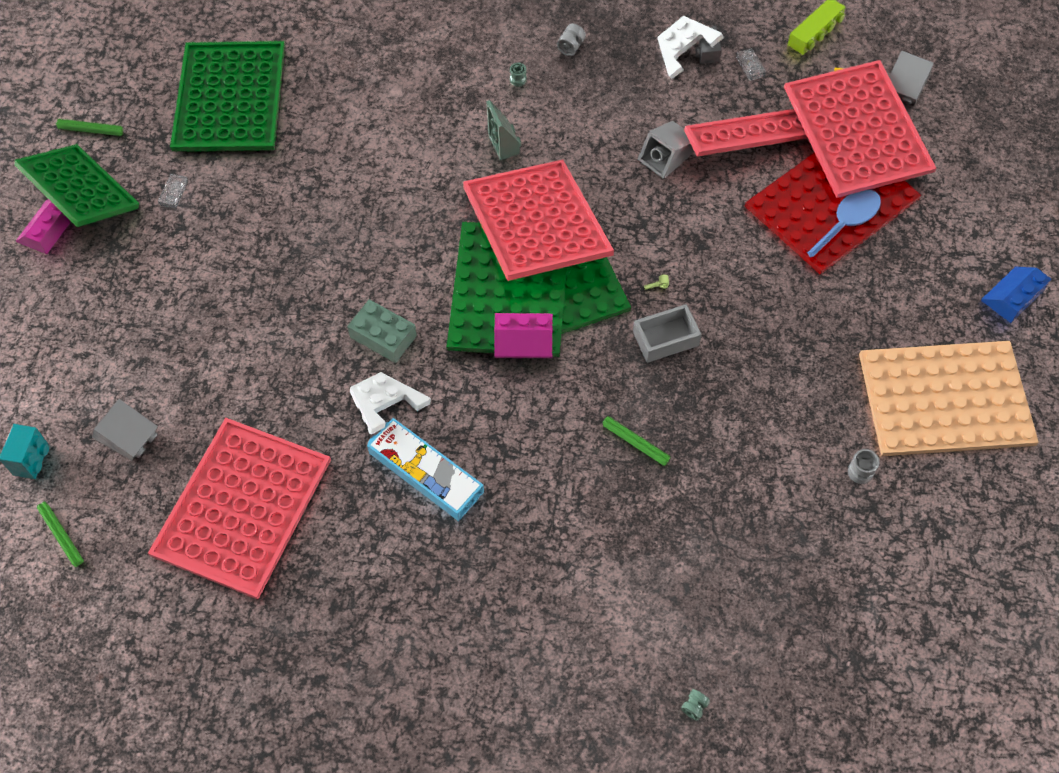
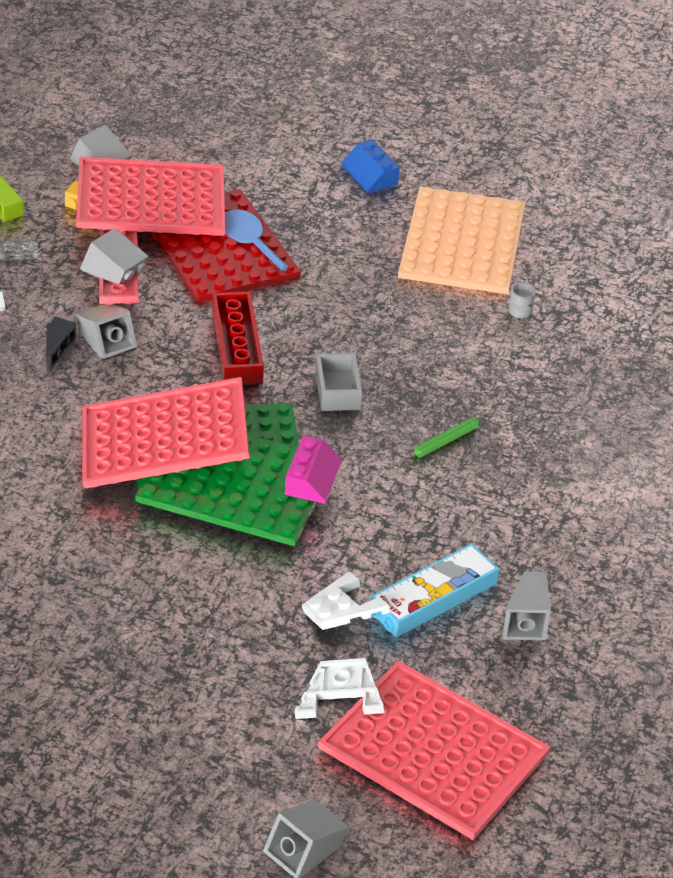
camera: 80 degrees left, 20 degrees down
(297, 422) = (341, 680): none -> white wing
(382, 331) = (251, 590): sand green piece -> none
(415, 547) = (528, 609): none -> light grey slope
(502, 133) = (28, 437): sand green slope -> none
(636, 120) = (59, 337): none -> black slope
(662, 283) = (269, 375): yellowish green hand -> none
(694, 242) = (237, 337): none -> red brick
(737, 119) = (114, 258): none -> light grey slope

